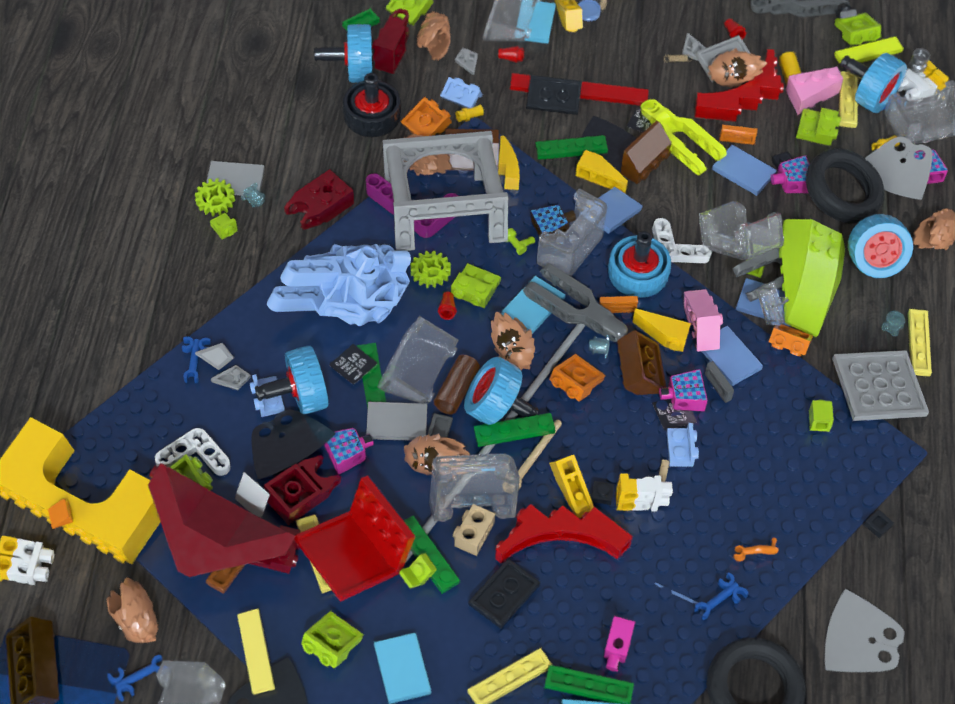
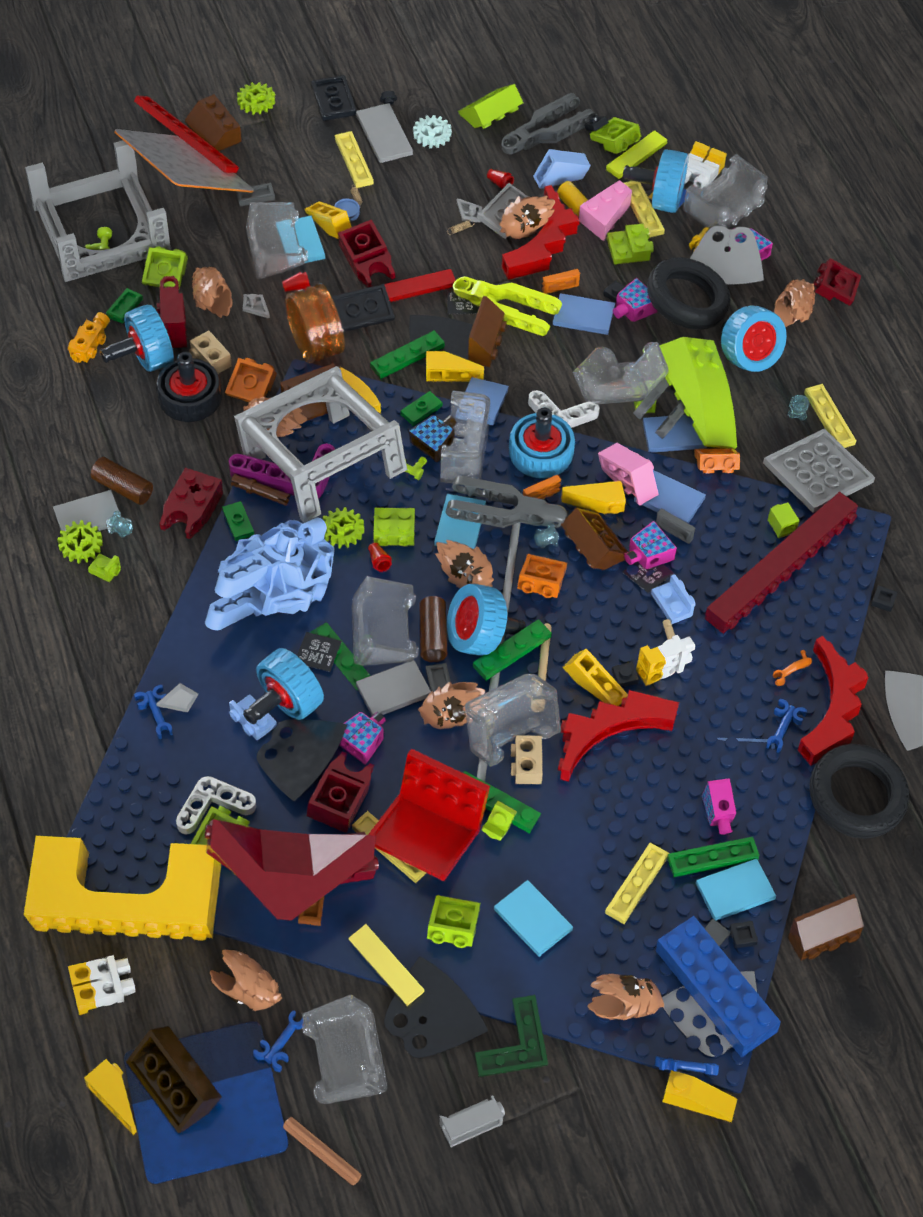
camera: 25 degrees left, 0 degrees up
(60, 514) = (124, 917): orange slope -> none
(232, 378) = (207, 714): light grey piece -> none
(252, 496) = (298, 818): white sticker -> none
(276, 161) = (121, 480): none -> reddish brown piece
(318, 36) = (88, 338): none -> light orange brick
(349, 229) = (238, 521): none -> green plate
(377, 206) = (257, 488): none -> reddish brown pin
(407, 85) = (210, 350): none -> tan brick
(461, 93) = (269, 341): light blue bracket -> none
(466, 114) = (286, 360): yellow pin -> none
(501, 90) = (315, 323): none -> clear orange wheel
(504, 593) = (587, 807): black tile -> none
(555, 196) = (421, 408): none -> green plate
(582, 49) = (366, 252): none -> dark red brick
(771, 304) = (685, 432): clear panel -> none
(782, 604) = (844, 704): none -> red arch
(793, 38) = (561, 167): none -> light blue slope
(798, 452) = (781, 562): none -> dark red brick
(919, 60) = (693, 145): flat silver wheel -> none

